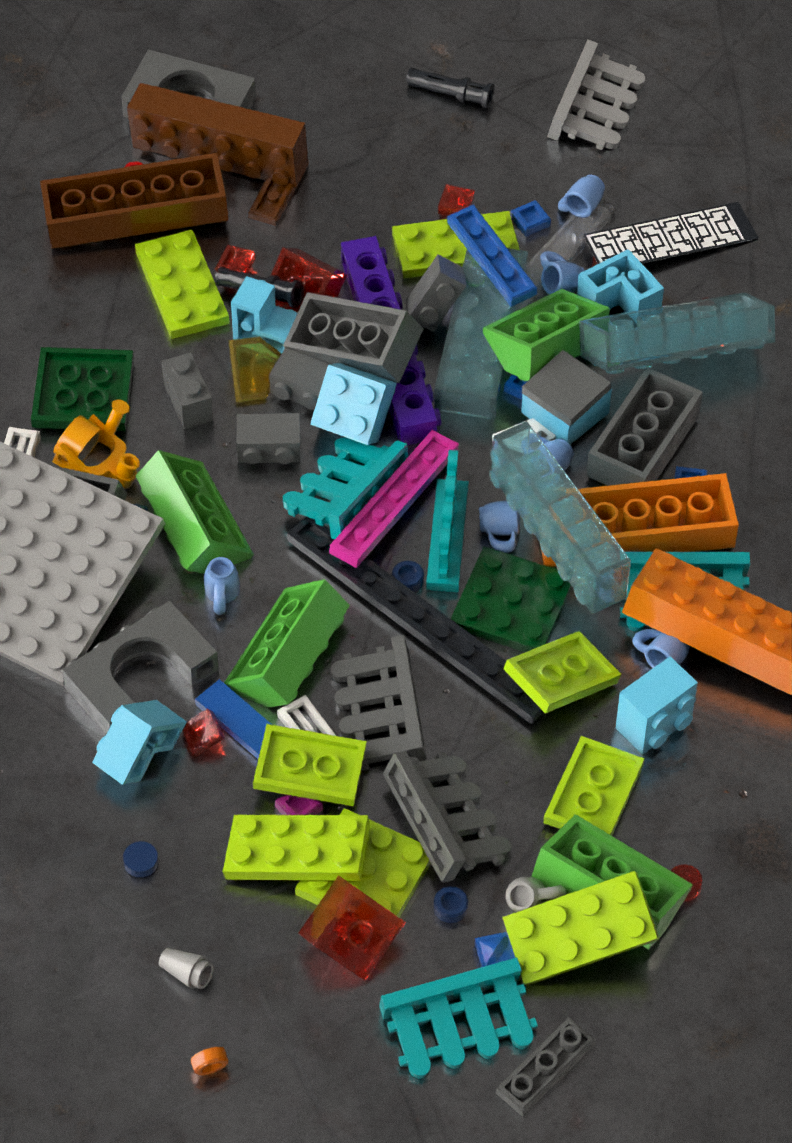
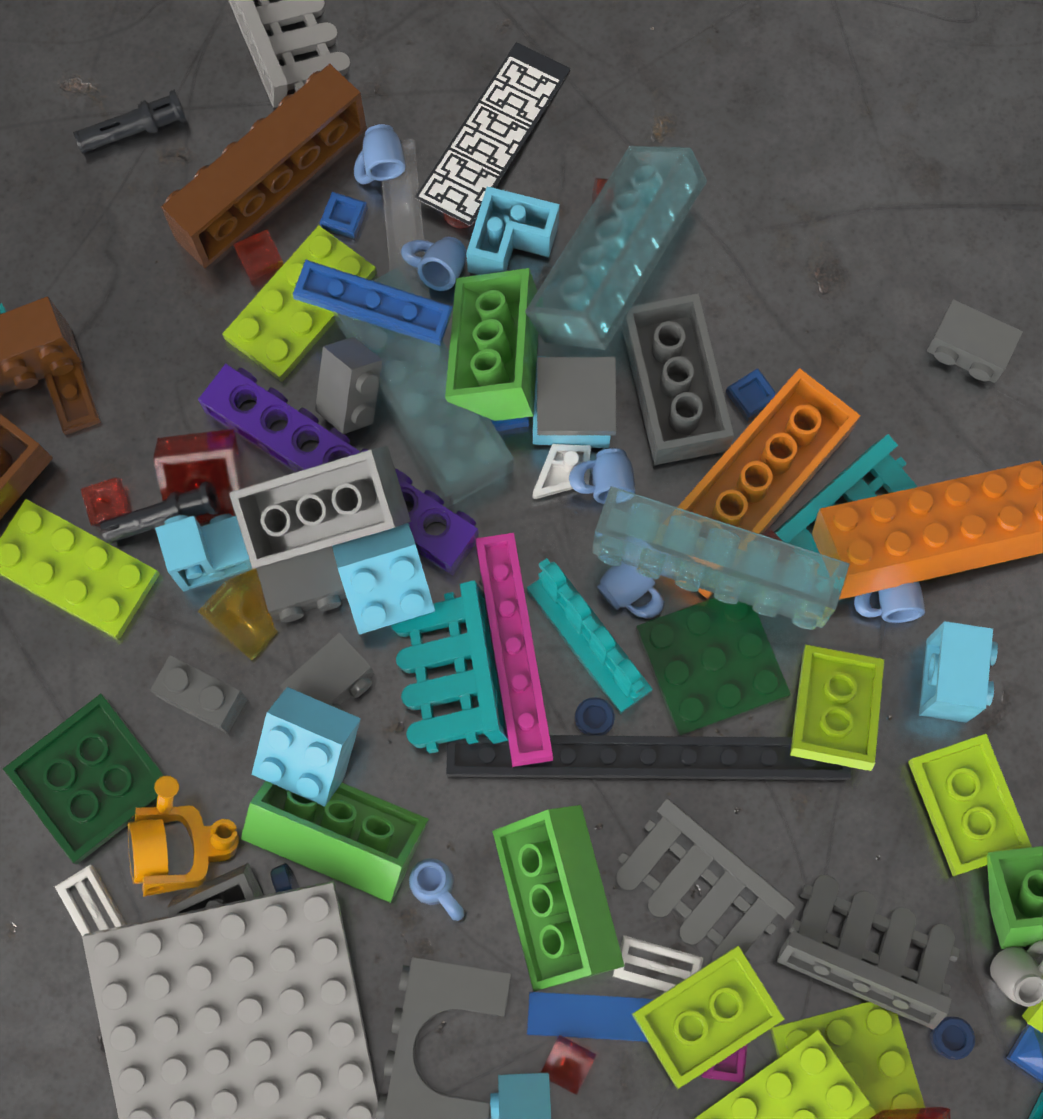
camera: 40 degrees left, 20 degrees up
(219, 451) = (305, 746): none -> medium azure brick
(505, 154) = (265, 165): none -> reddish brown brick

